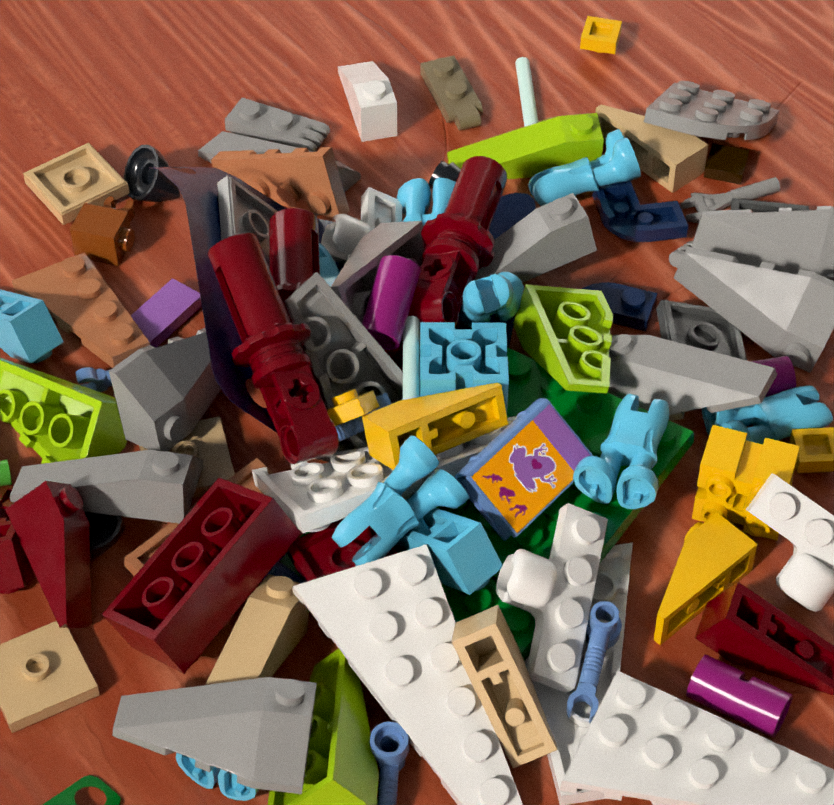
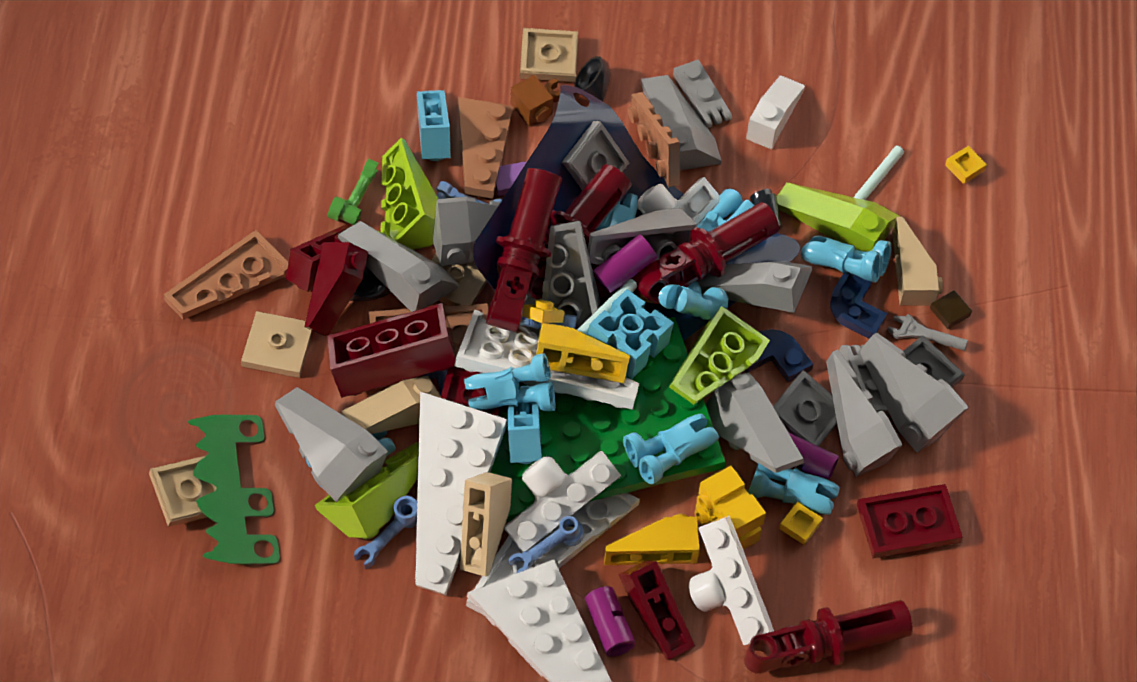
camera: 35 degrees right, 10 degrees up
(452, 92) = (832, 142): dark tan hinge -> none
(523, 469) = (601, 414): piece -> none
(710, 114) = (968, 268): light grey plate -> none

